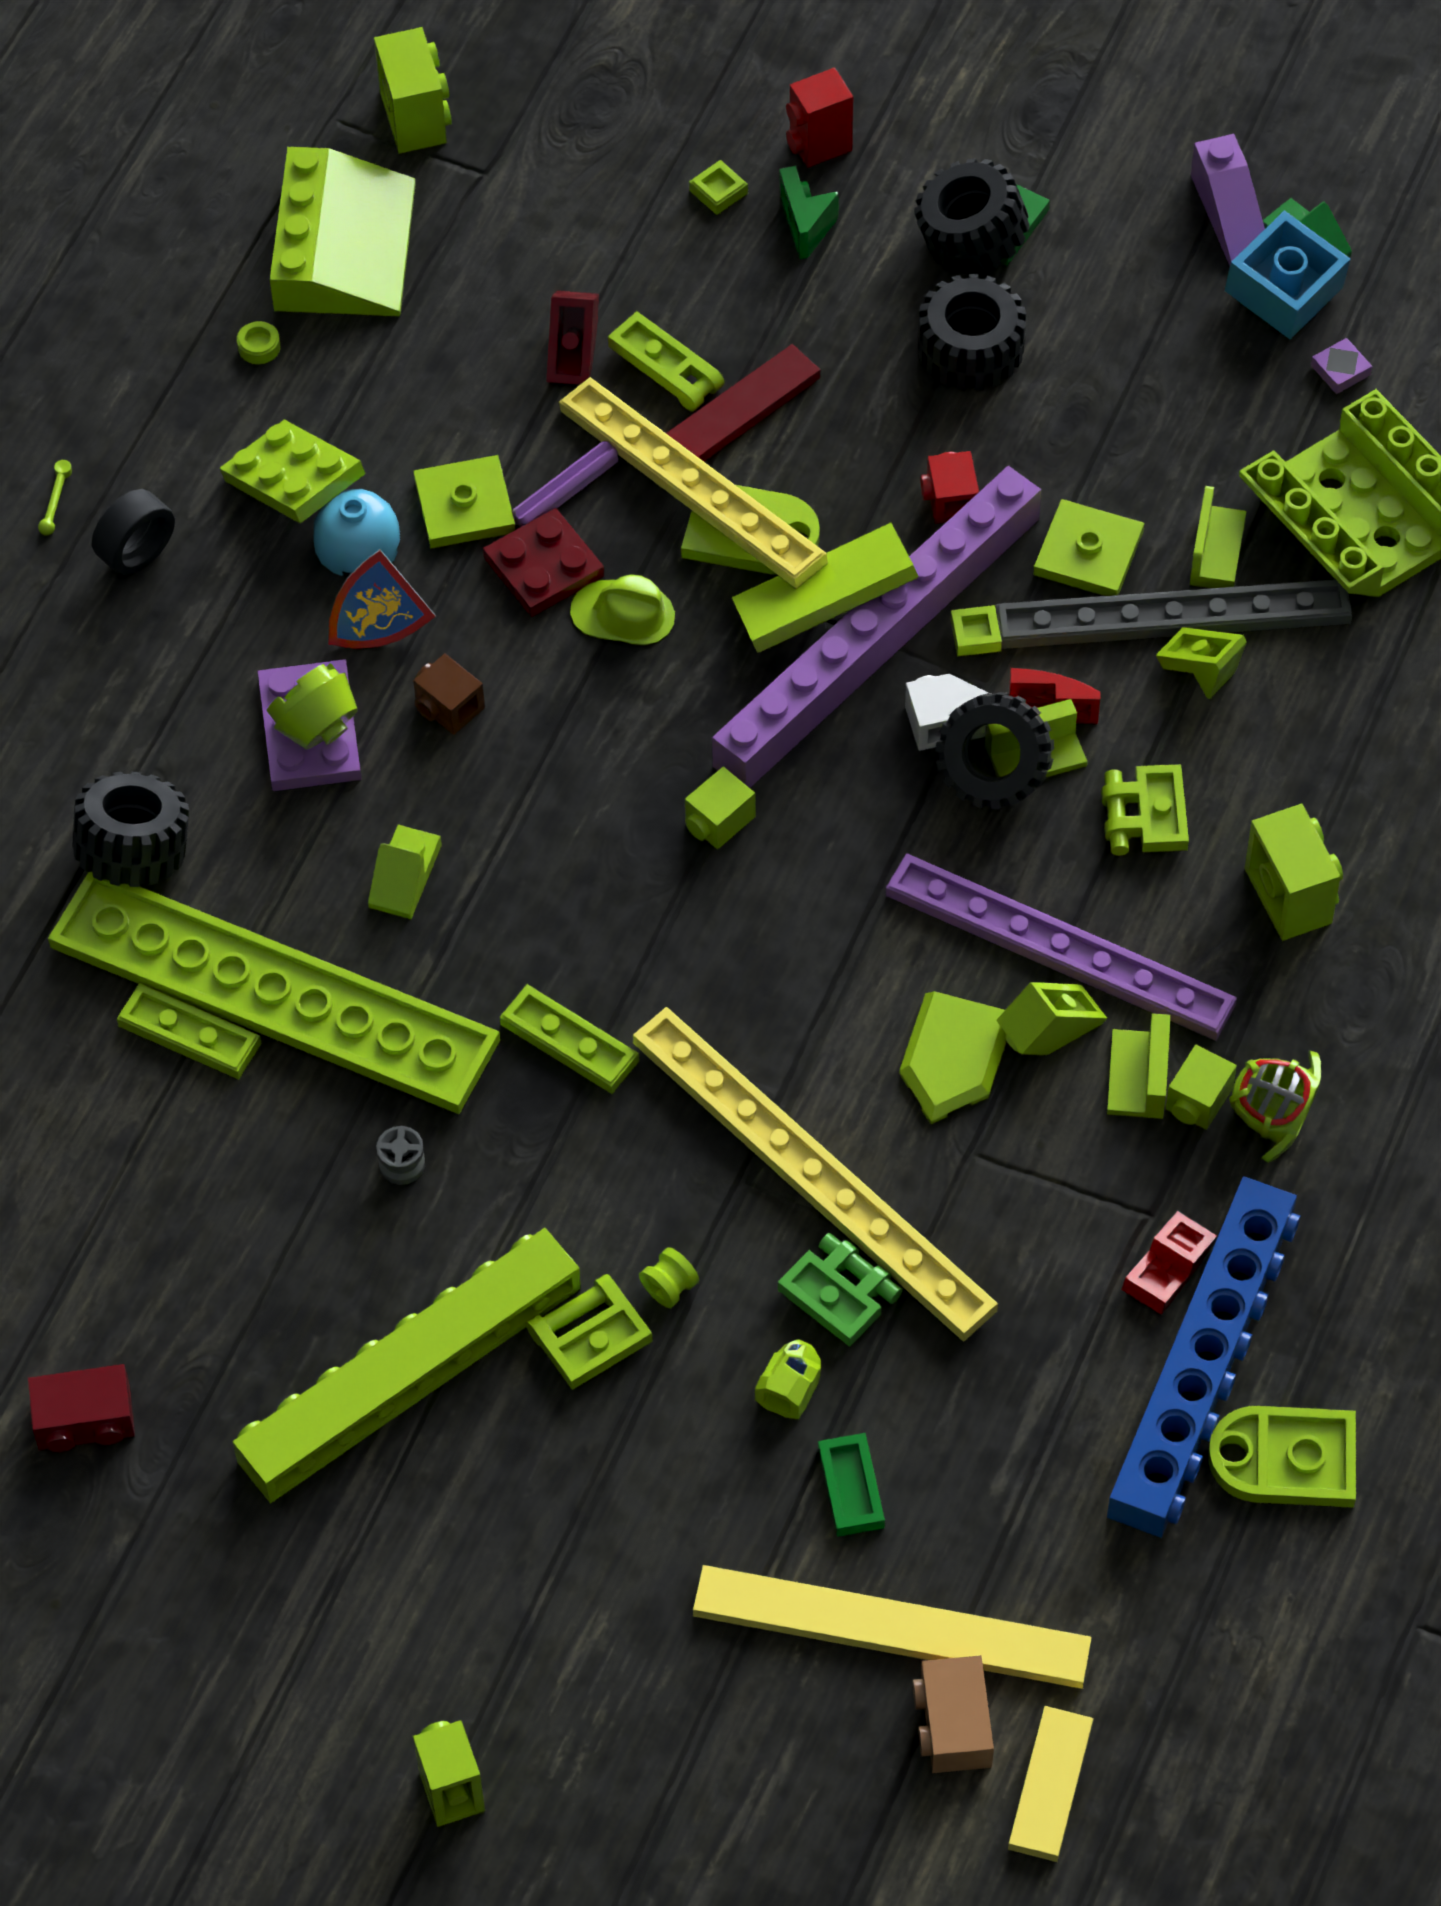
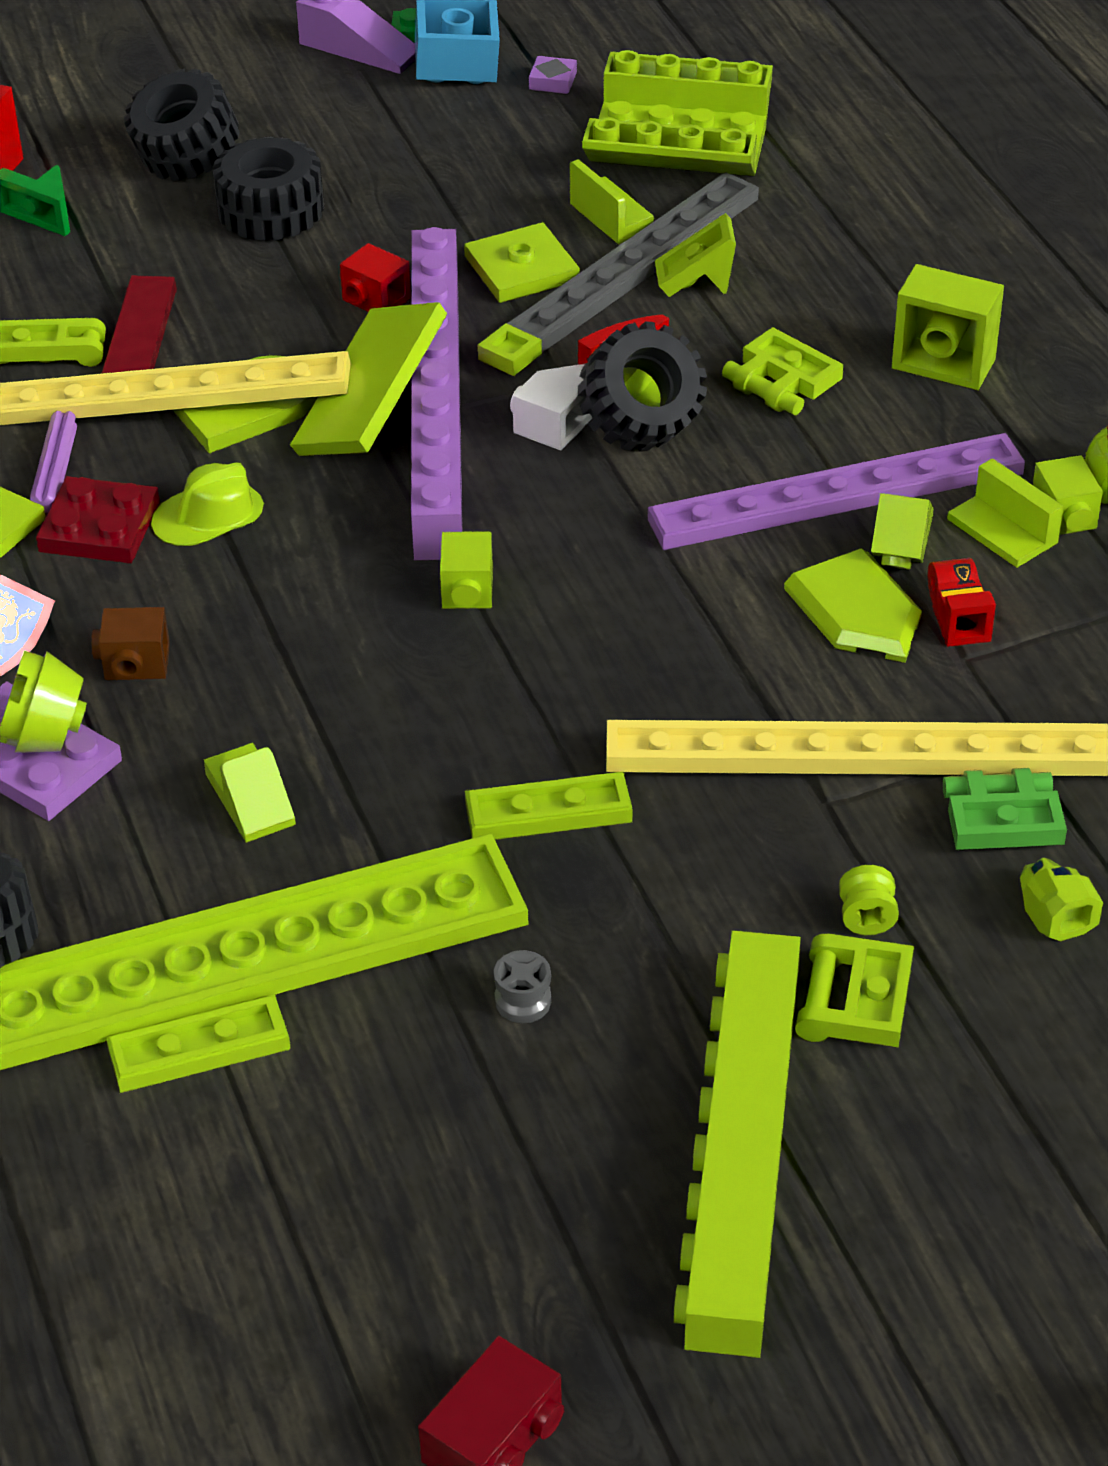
camera: 45 degrees left, 15 degrees down
(1016, 1109) = (956, 594): none -> red leg

